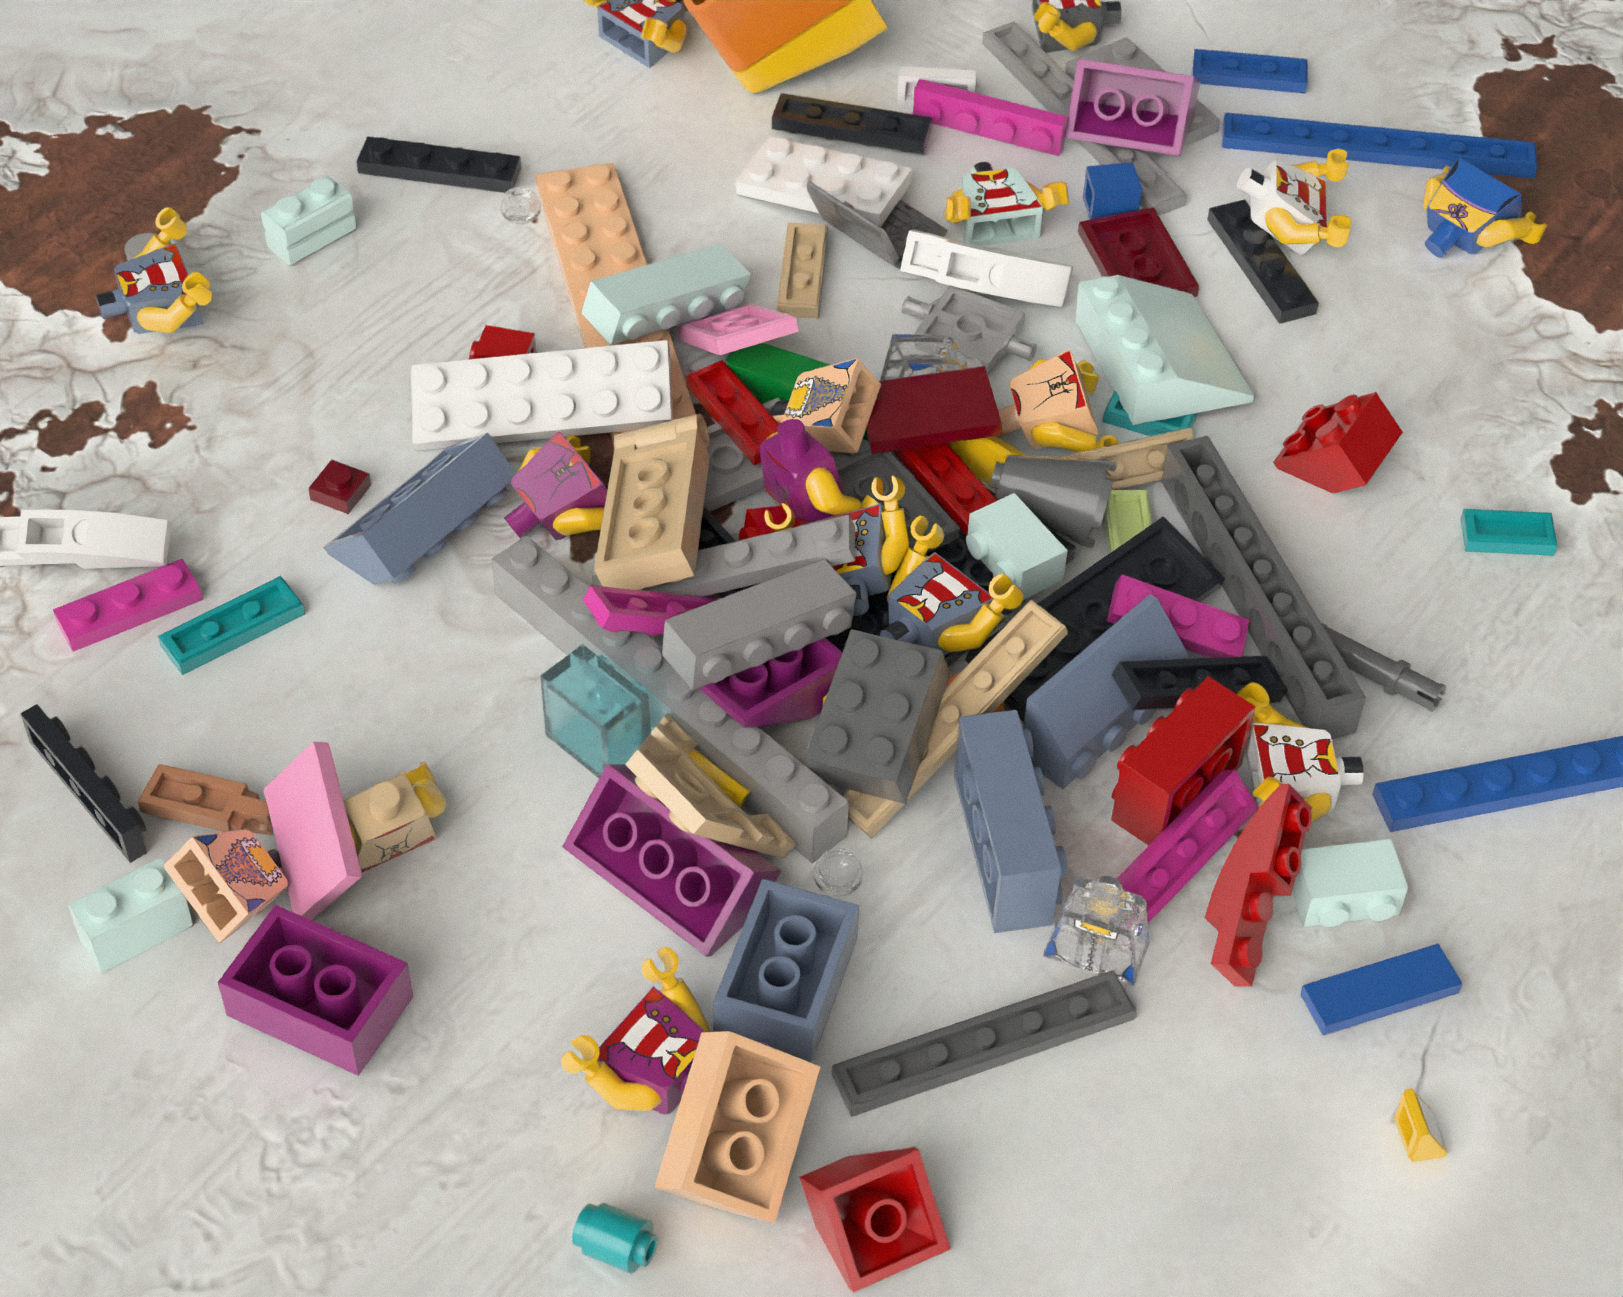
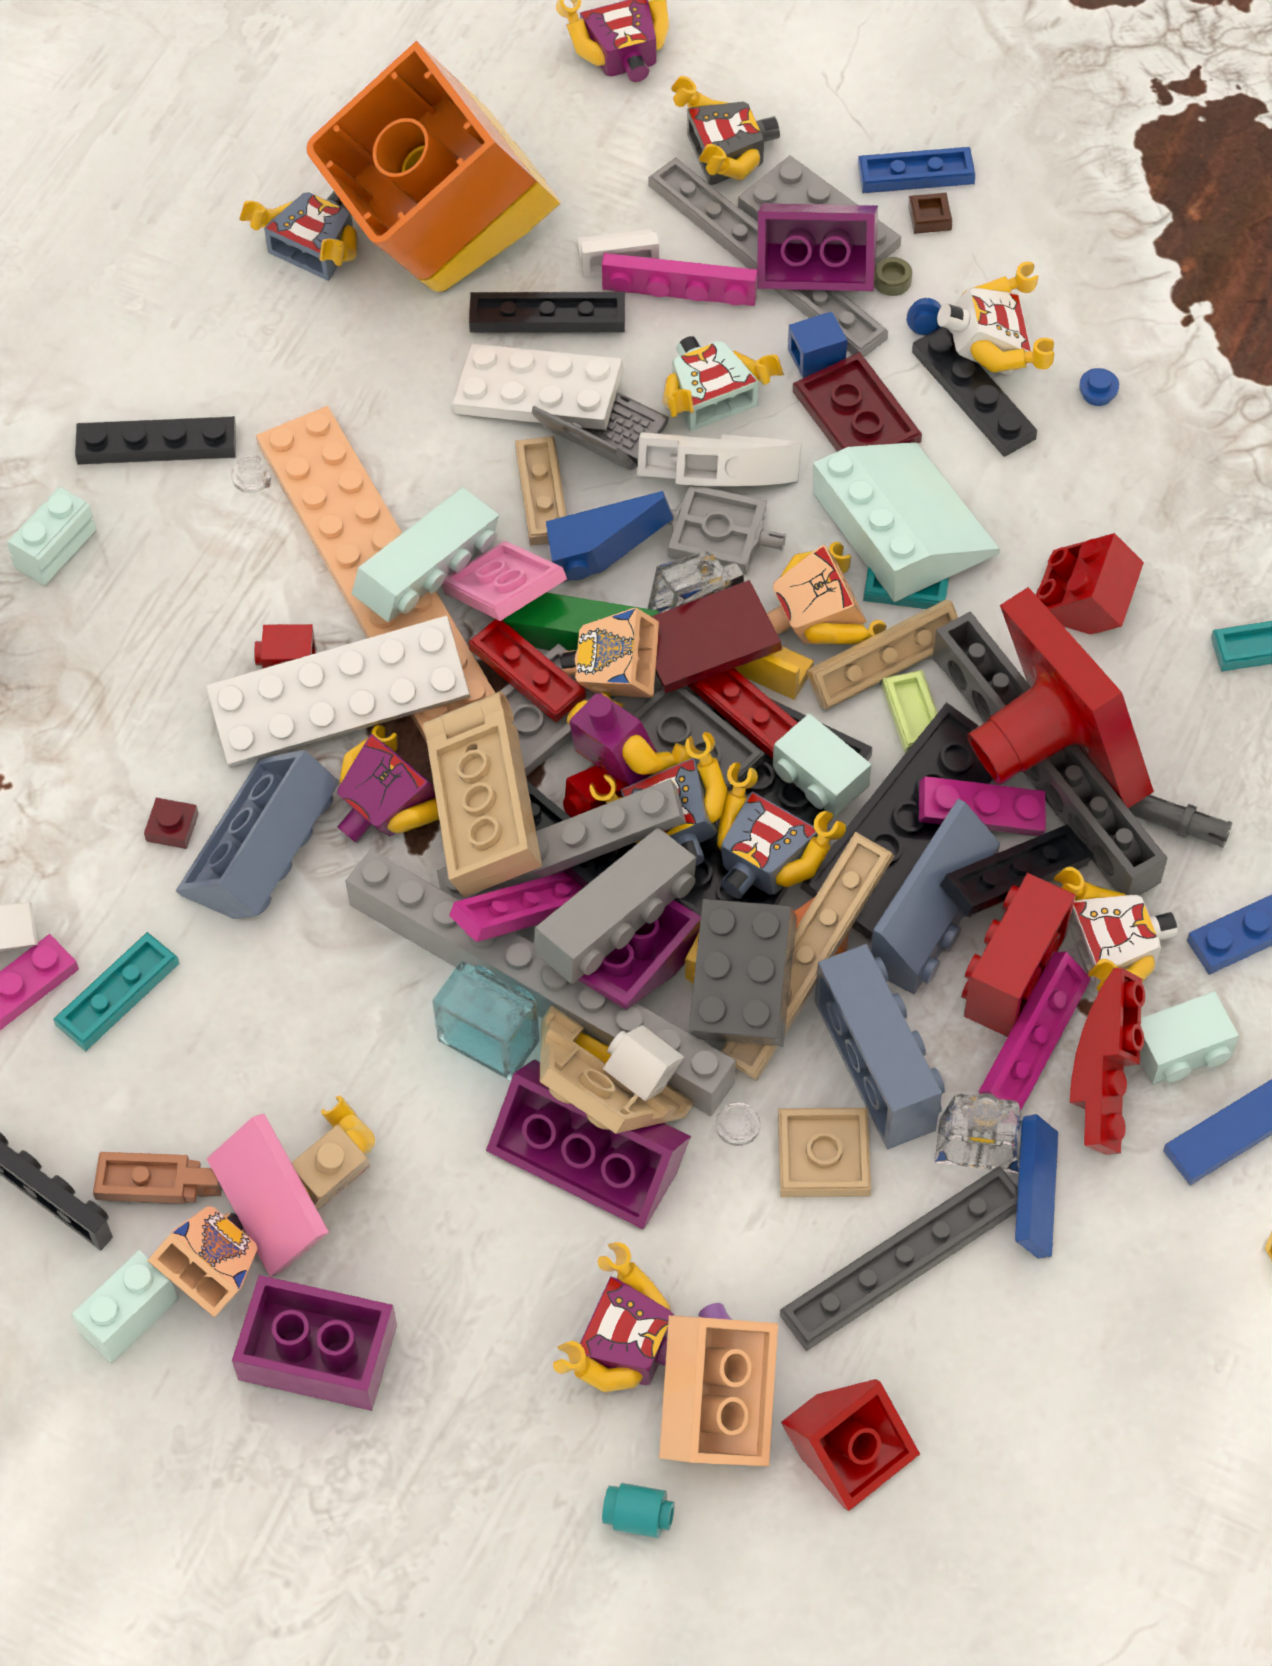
camera: 10 degrees left, 10 degrees up
(746, 780) = (642, 1062): none -> white brick
(787, 968) = (720, 1232): sand blue brick -> none
(849, 311) = (601, 536): none -> blue slope
(923, 920) = (824, 1152): none -> tan tile
(1059, 491) = (846, 697): dark grey cone -> none
(1148, 998) = (1036, 1186): none -> blue tile
(1203, 153) = (893, 276): none -> olive tile
(1223, 187) = (923, 316): none -> blue plate
(1255, 102) = (930, 213): none -> reddish brown tile
(1289, 524) = (1066, 706): none -> red piece
(1378, 144) = (1057, 233): blue tile -> none
(1391, 278) = (1099, 386): none -> blue plate
(1474, 211) = (1162, 300): torso -> none

